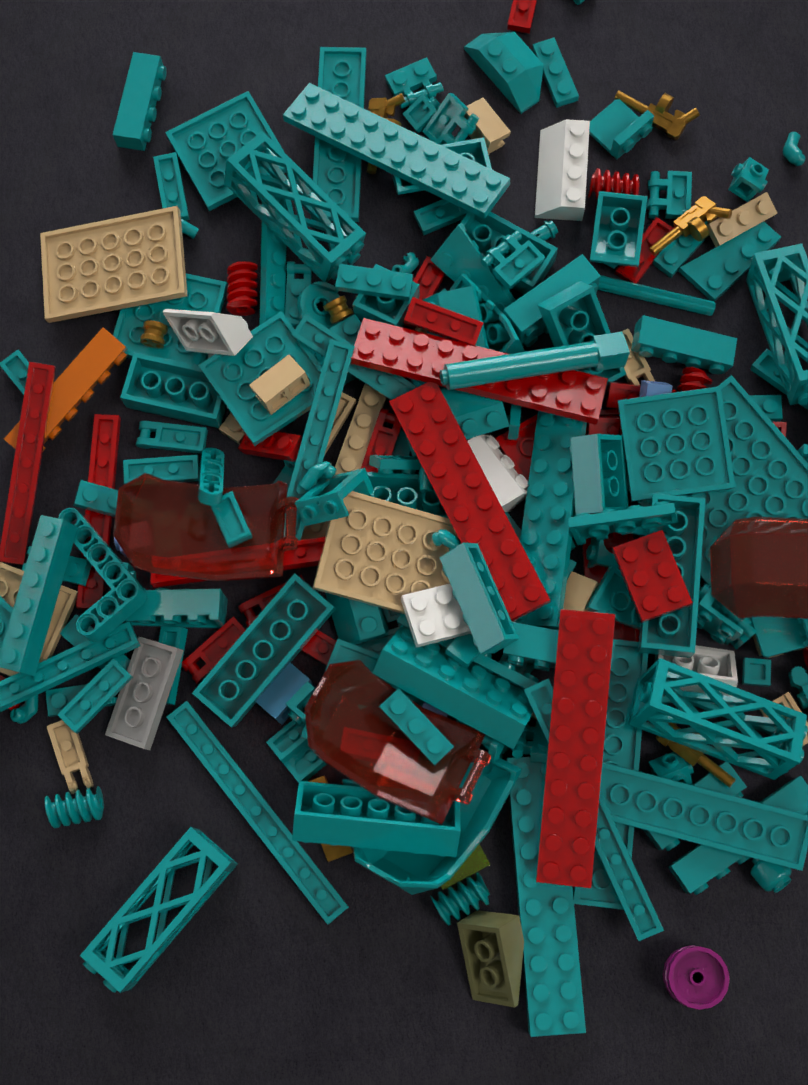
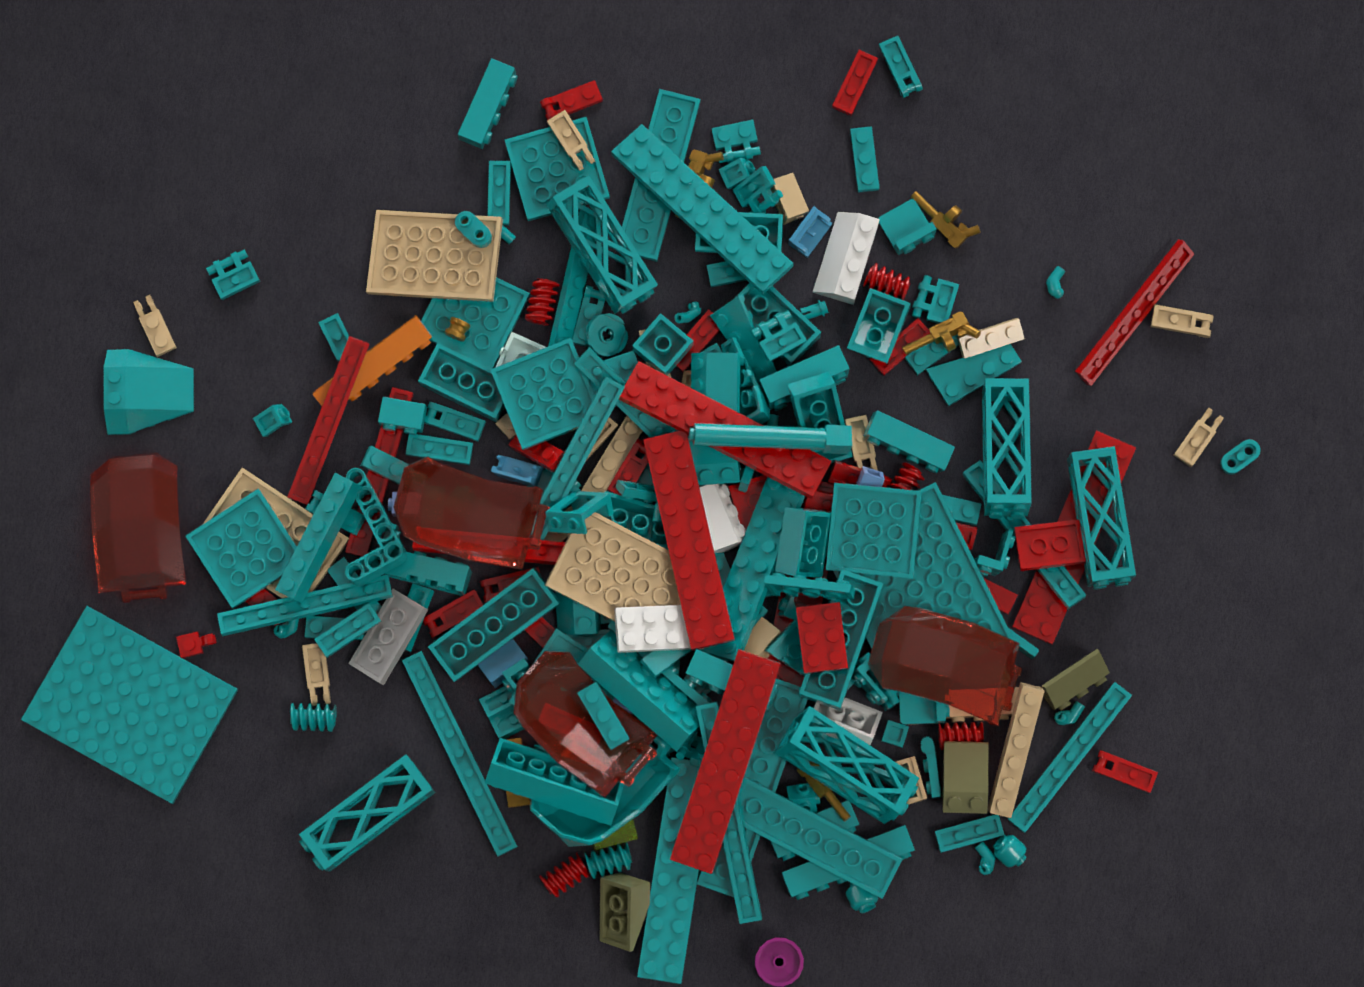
camera: 10 degrees right, 5 degrees up
(110, 440) = (402, 415): none -> teal brick
(146, 224) = (472, 228): none -> teal plate
(209, 331) = (506, 342): white slope -> none
(211, 476) = (480, 467): teal beam -> none
(229, 81) = (572, 100): none -> red plate
(231, 520) = (489, 509): teal tile -> none
(235, 112) = (569, 138): none -> tan hinge
(253, 473) = (517, 471): none -> dark azure hinge
(280, 384) = (555, 404): tan hinge -> none
(315, 472) = (567, 487): teal arm -> none
(338, 309) = (620, 343): pearl gold wheel -> none
(374, 282) = (654, 330): teal plate -> none
(413, 930) = (565, 876): none -> red piece
(443, 322) = (705, 380): red plate -> none
(446, 538) = (666, 571): teal arm -> none
(478, 598) = (676, 624): teal brick -> none
(509, 66) = (824, 144): teal wedge -> none
(517, 154) = (810, 232): none -> dark azure hinge
(656, 295) = (898, 389): teal axle -> none
(748, 179) = (1006, 303): teal brick -> none

